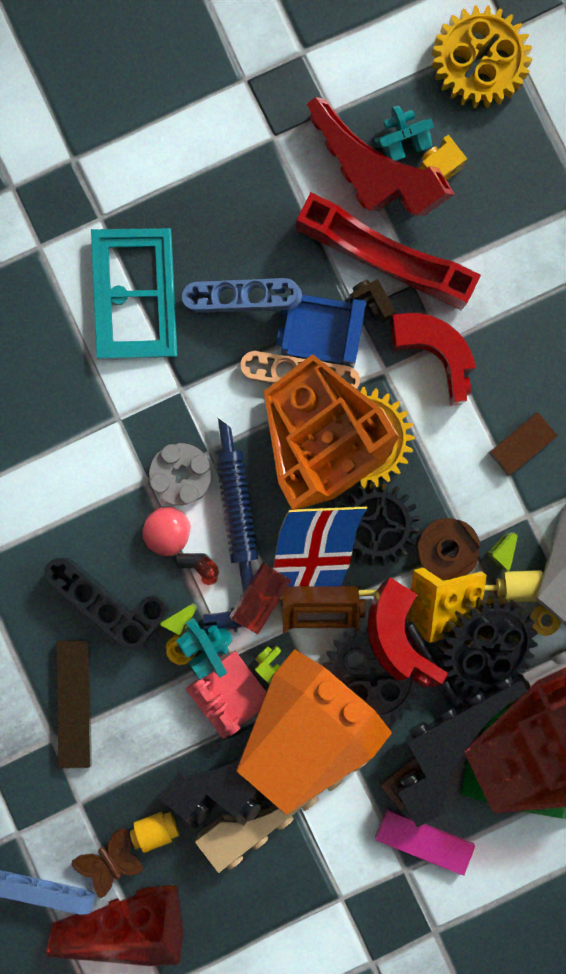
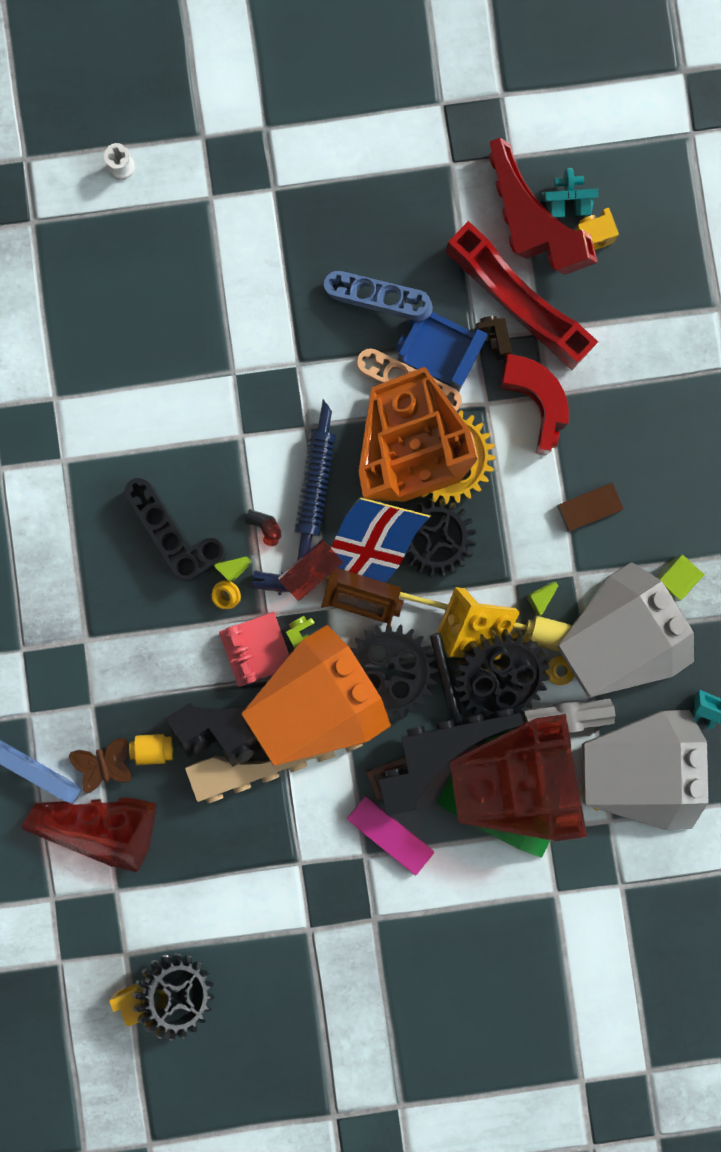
camera: 20 degrees right, 0 degrees up
(74, 704) = (115, 614): dark brown tile -> none
(103, 294) = (254, 259): teal door -> none
(166, 531) = (245, 486): coral hair -> none
(173, 457) = (272, 422): light grey plate -> none
(209, 645) = (243, 589): teal hips -> none
(389, 638) = (414, 642): red arch -> none
(451, 531) = (499, 564): reddish brown plate -> none
(458, 40) = (645, 127): yellow gear -> none

